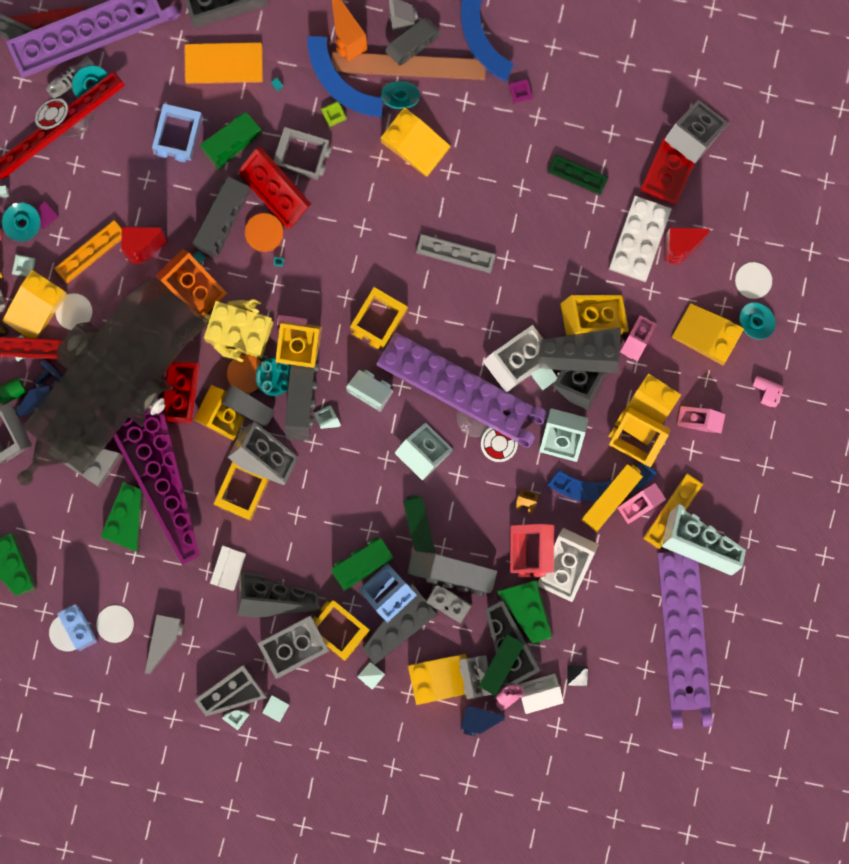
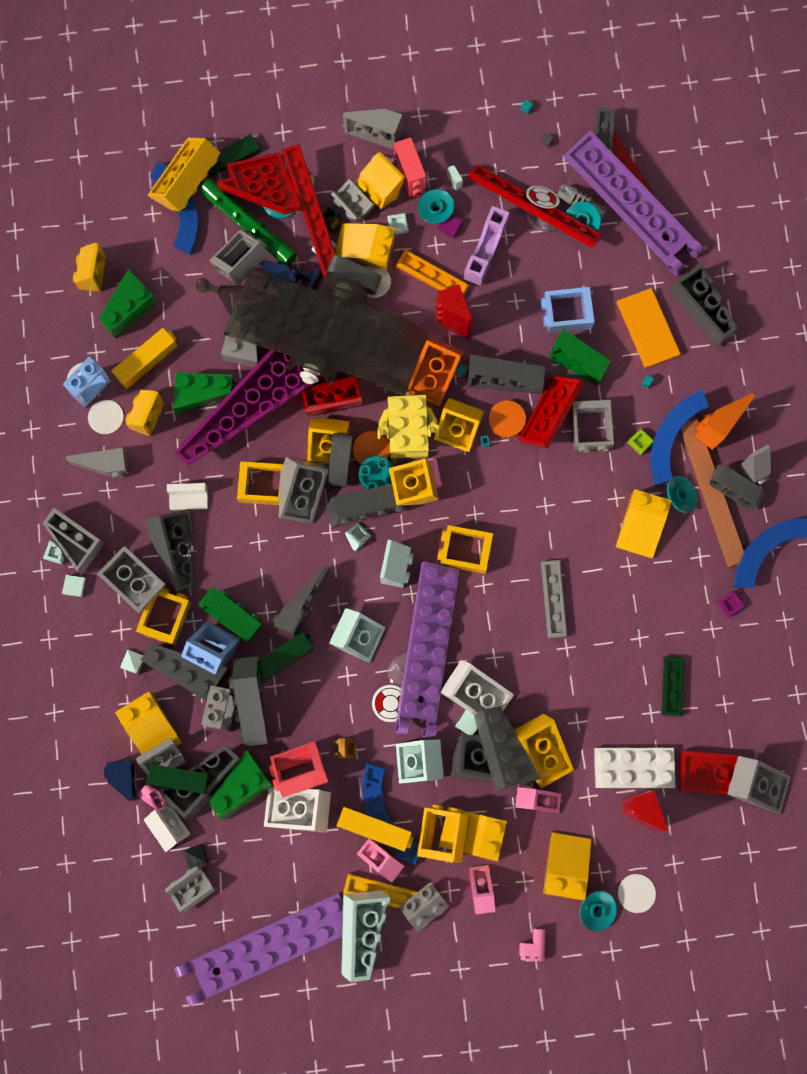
camera: 70 degrees right, 5 degrees down
(62, 326) = (368, 278): none -> dark grey beam
(70, 563) = (145, 358): none -> yellow brick
(82, 187) = (487, 245): none -> lavender arch
(127, 582) = (145, 412): none -> yellow slope
(253, 279) = (459, 424): none -> yellow slope
(380, 501) = (297, 609): none -> dark grey wedge
(606, 689) = (190, 889): none -> light grey bracket
(698, 478) = (424, 907): none -> light grey bracket

